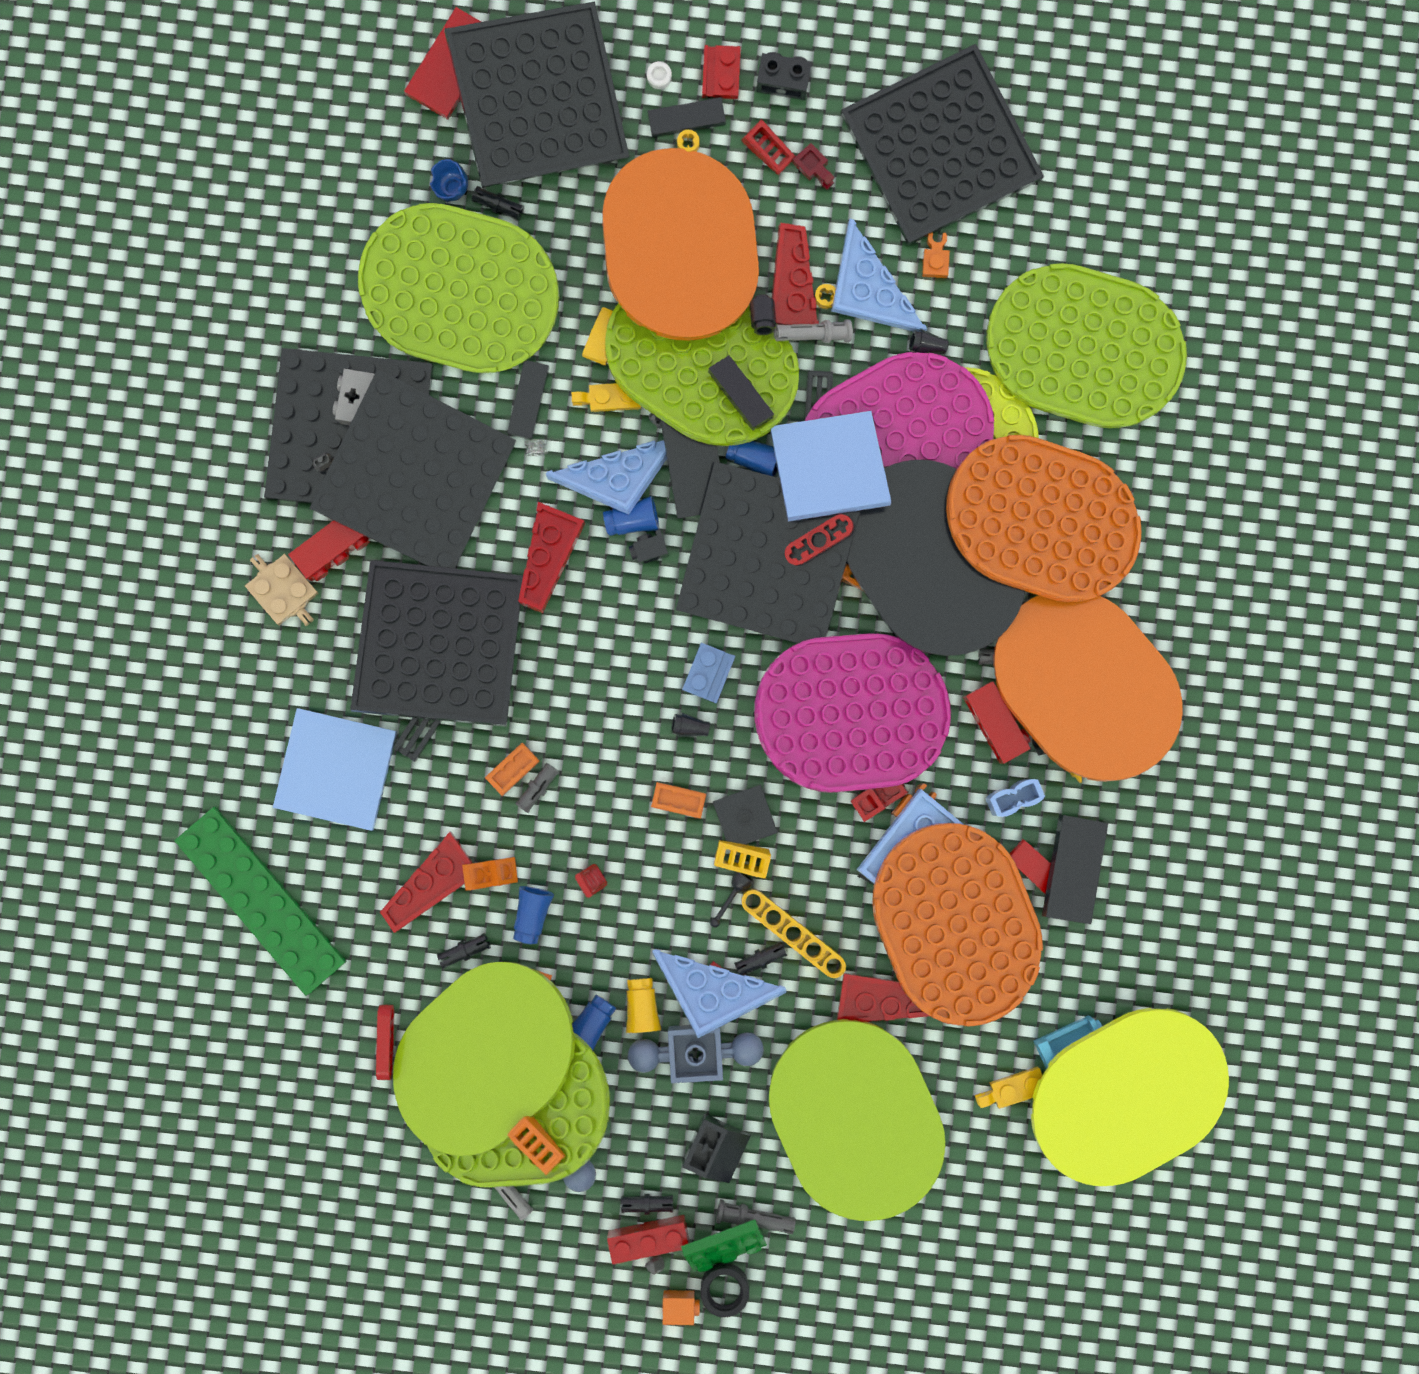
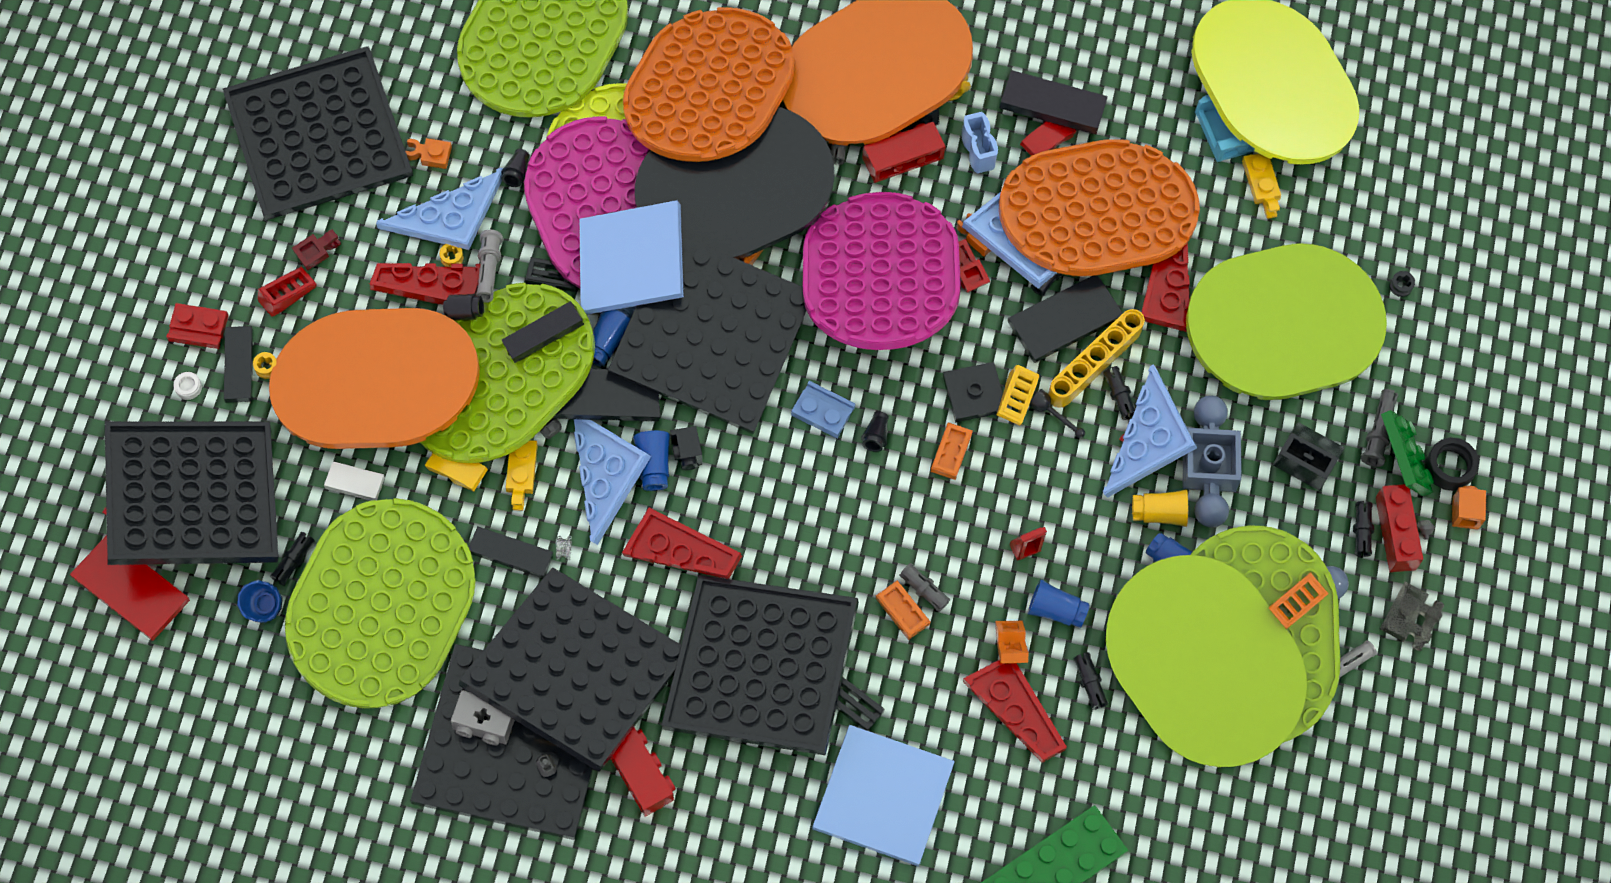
camera: 90 degrees left, 20 degrees down
(281, 590) = (679, 830): tan plate -> none
(385, 1042) = (1183, 770): red beam -> none
(566, 1247) = (1404, 612): none -> clear smoke plate
(581, 245) = (354, 481): none -> white tile
(783, 76) = (216, 265): black brick -> none
(829, 543) = (691, 259): red beam -> none
(833, 899) = (1065, 318): none -> black tile
(918, 1244) = (1398, 278): none -> black bush

